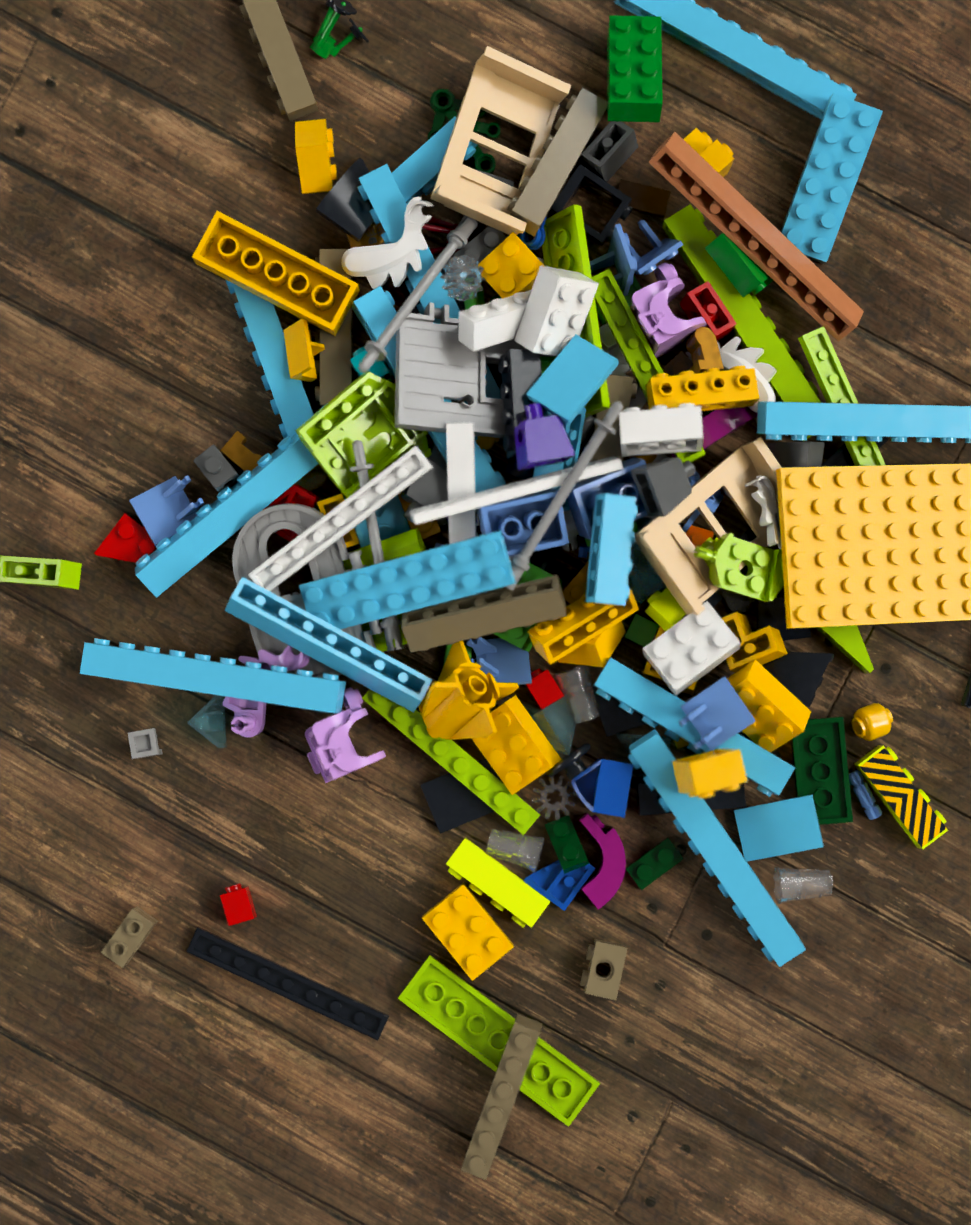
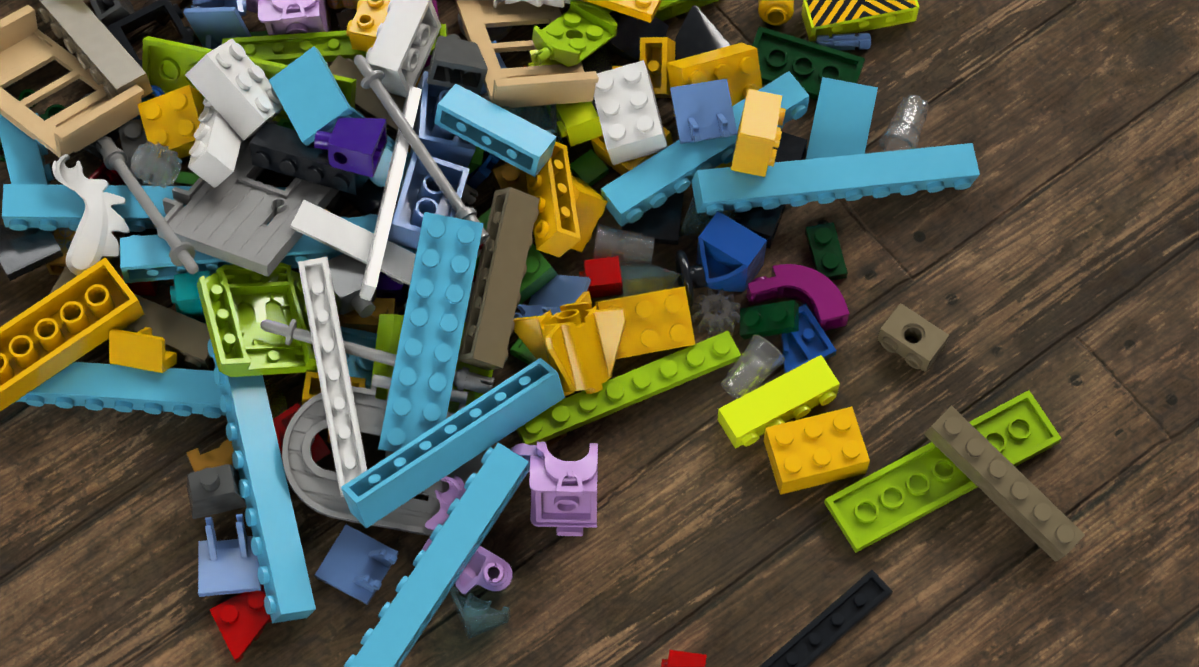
camera: 60 degrees left, 20 degrees down
(206, 610) = (356, 564): none -> medium blue plate
(453, 802) = (675, 412): black tile -> none

